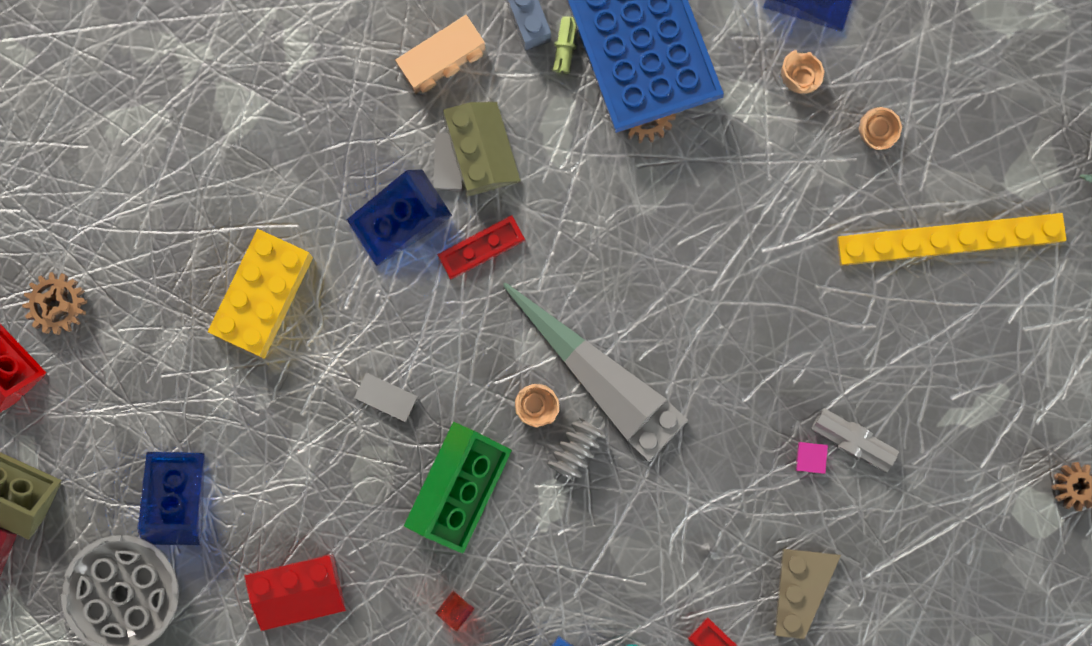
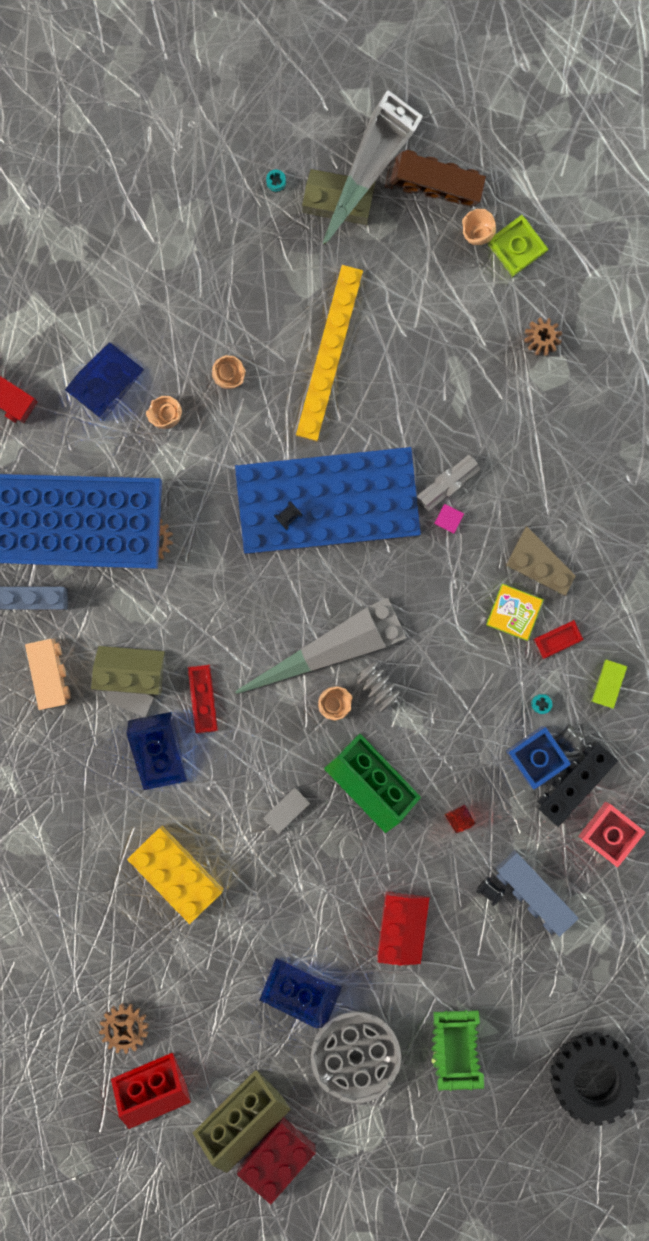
camera: 65 degrees left, 5 degrees up
(565, 45) = (75, 579): yellowish green axle -> none
(730, 581) = (514, 612): none -> tile
(739, 262) = (288, 515): none -> black bush
(775, 305) = (339, 496): none -> blue plate

